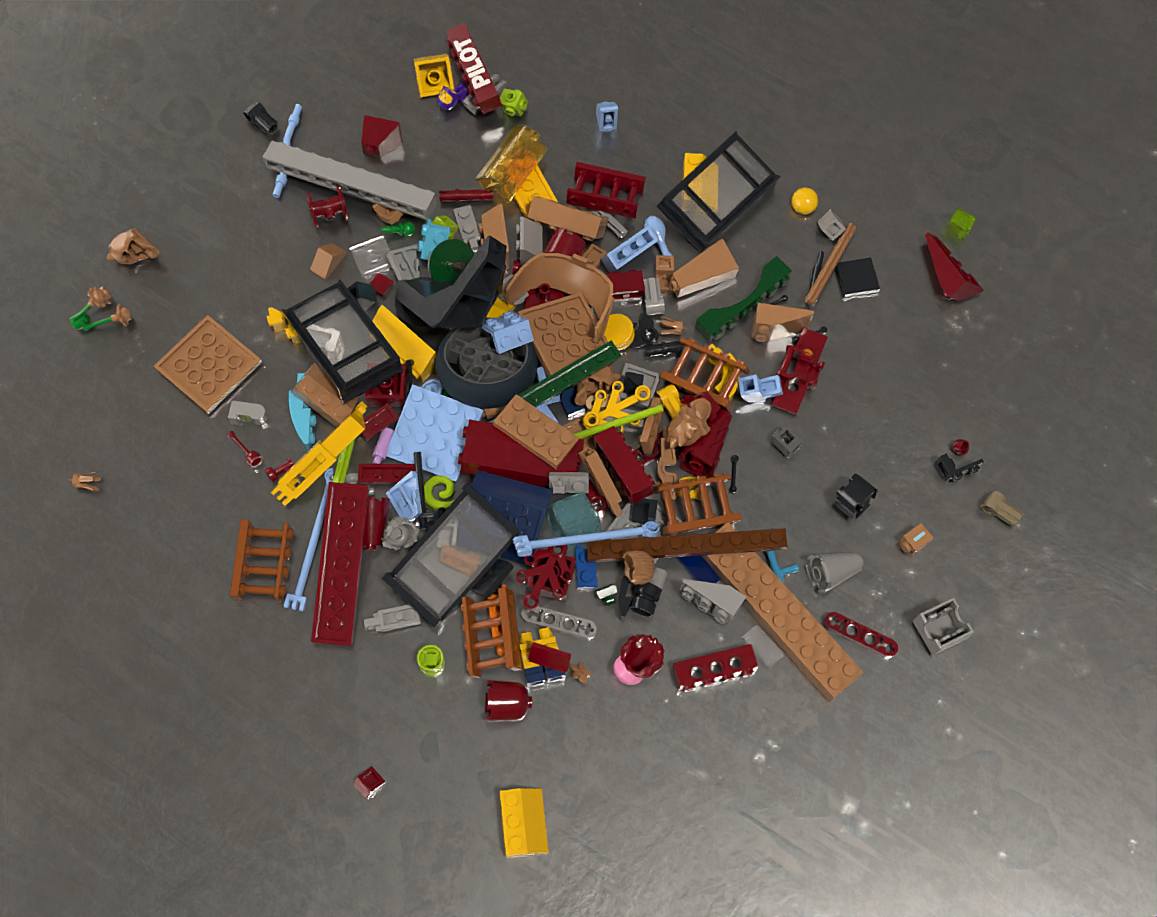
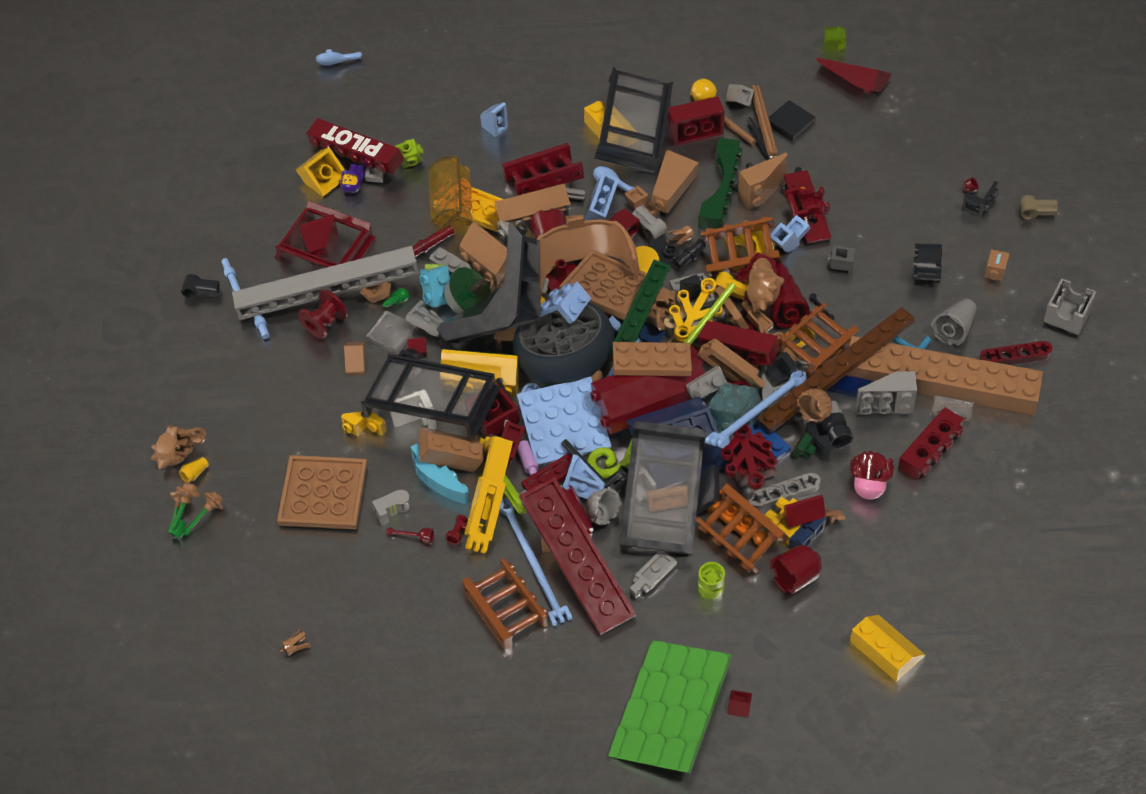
camera: 30 degrees left, 15 degrees down
(131, 277) = (192, 470): none -> yellow cone
(309, 747) = (670, 706): none -> bright green piece
(401, 165) = (356, 250): none -> dark red piece
(769, 226) = (696, 121): none -> dark red brick
(803, 254) = (739, 131): none -> medium nougat bar

